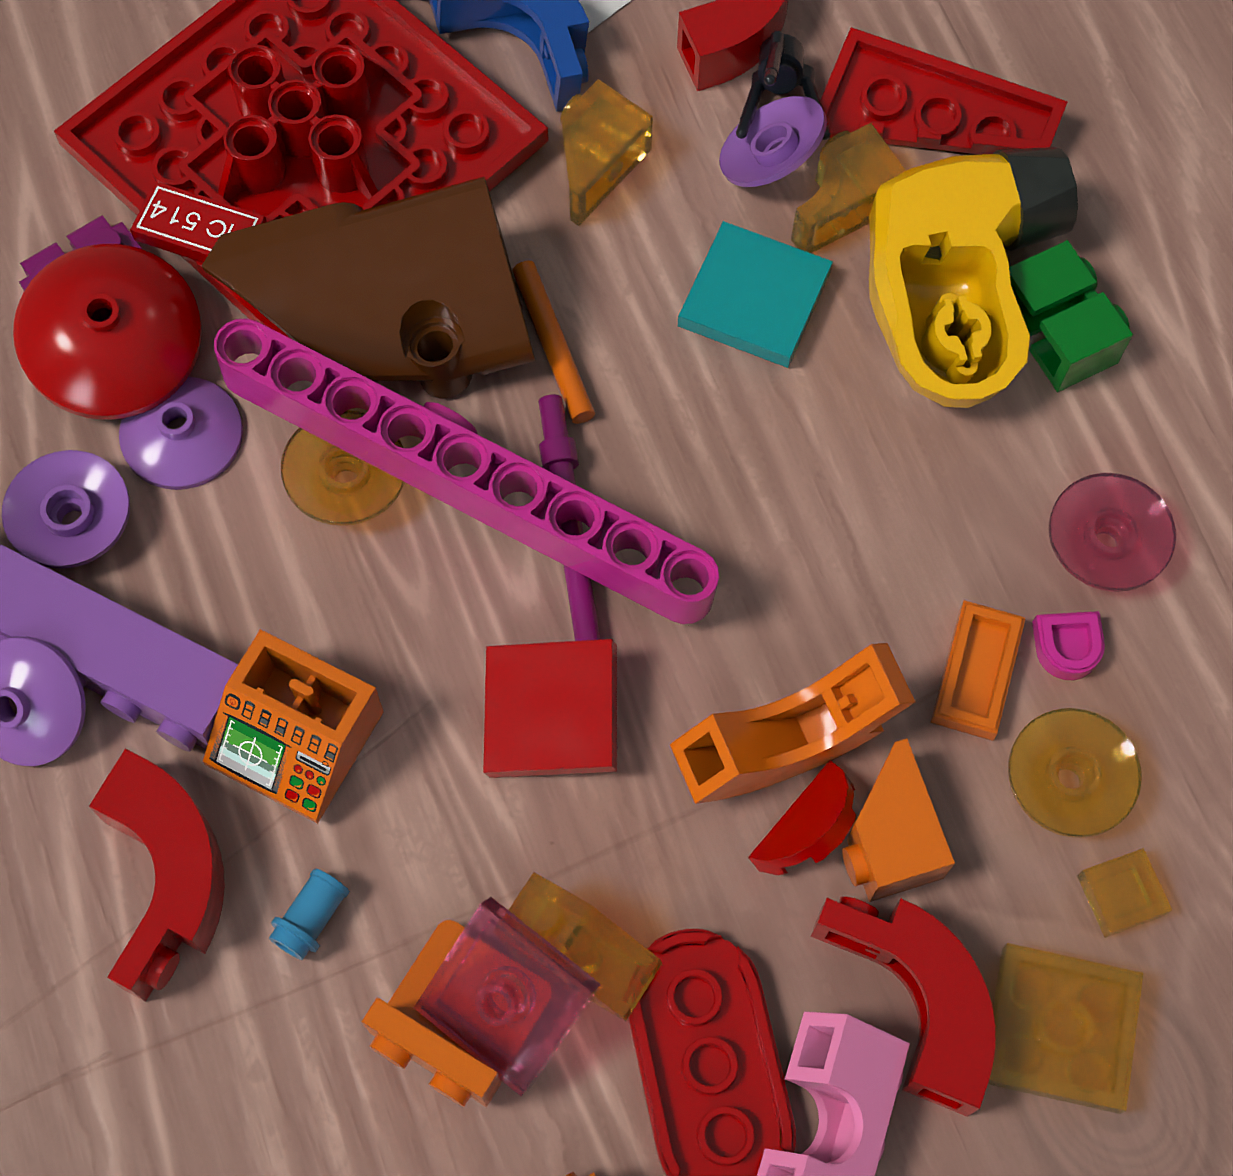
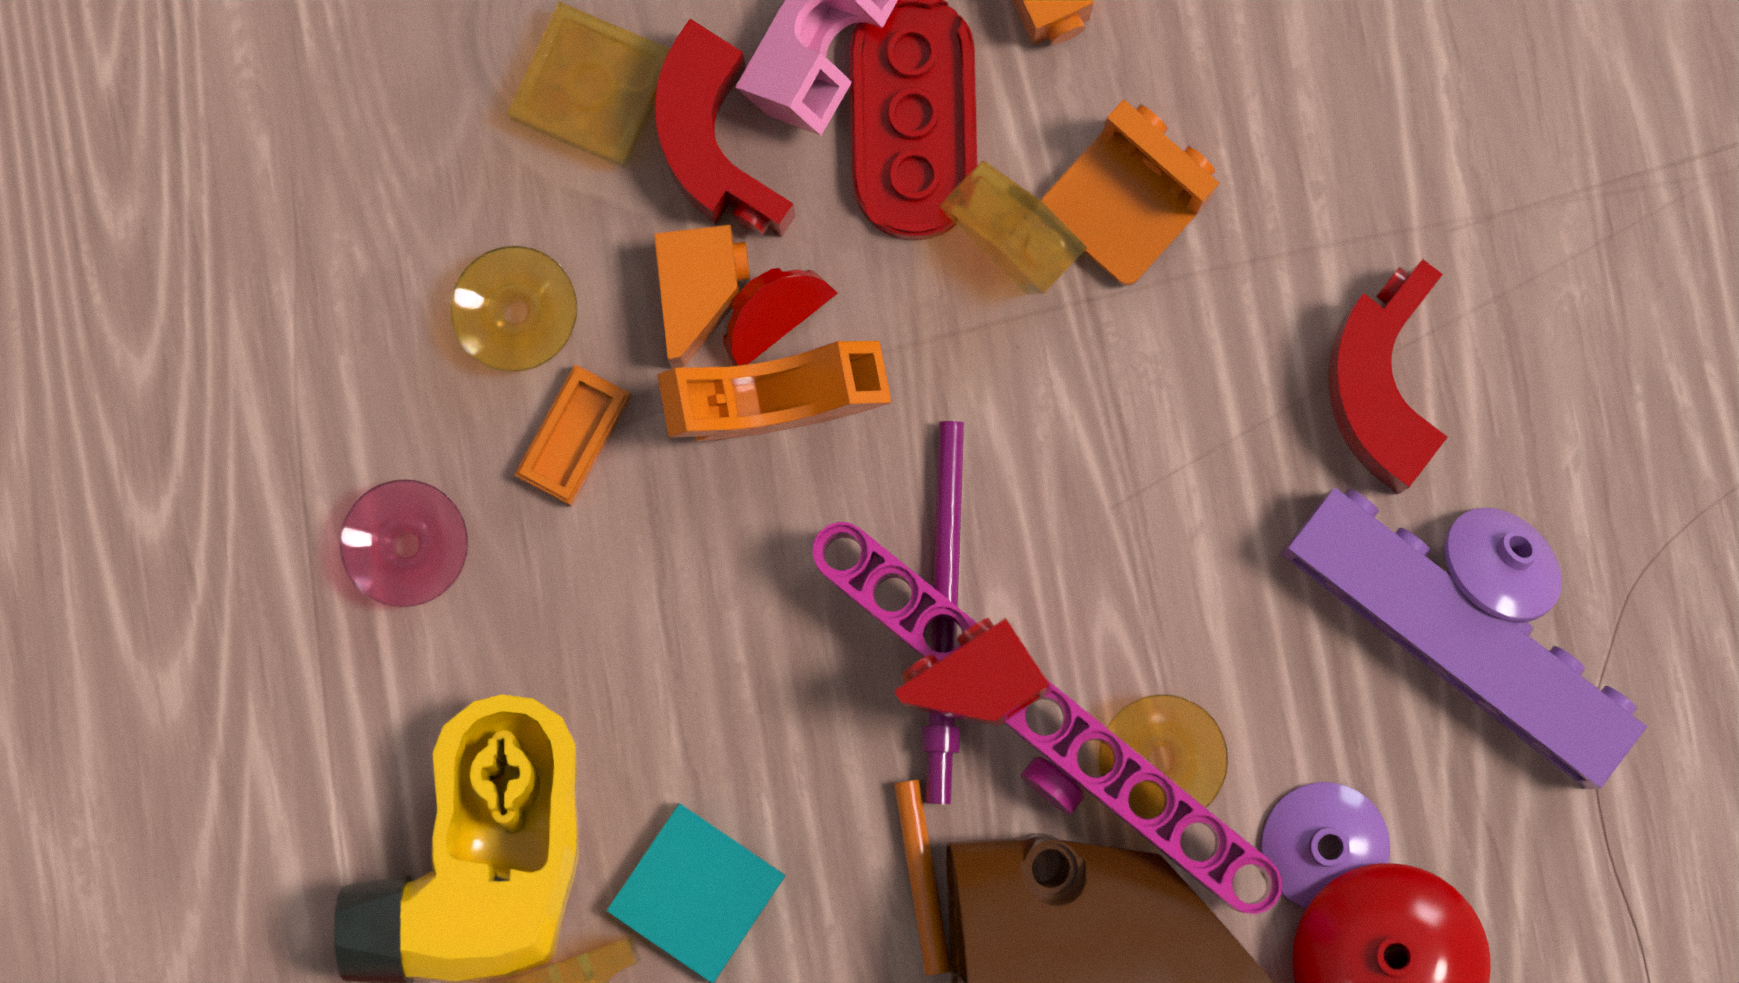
camera: 165 degrees left, 15 degrees up
(53, 488) = (1481, 758): medium lavender dish -> none
(291, 725) = (1248, 490): orange slope -> none
(308, 915) = (1254, 313): dark azure pin -> none
(506, 995) = (1086, 187): clear pink plate -> none
(529, 461) = (980, 681): none -> red slope
(551, 708) = (997, 466): red tile -> none
(1069, 643) = (476, 445): dark pink tile -> none
(1079, 325) = (369, 764): green piece -> none
(1124, 892) = (497, 196): clear yellow tile -> none

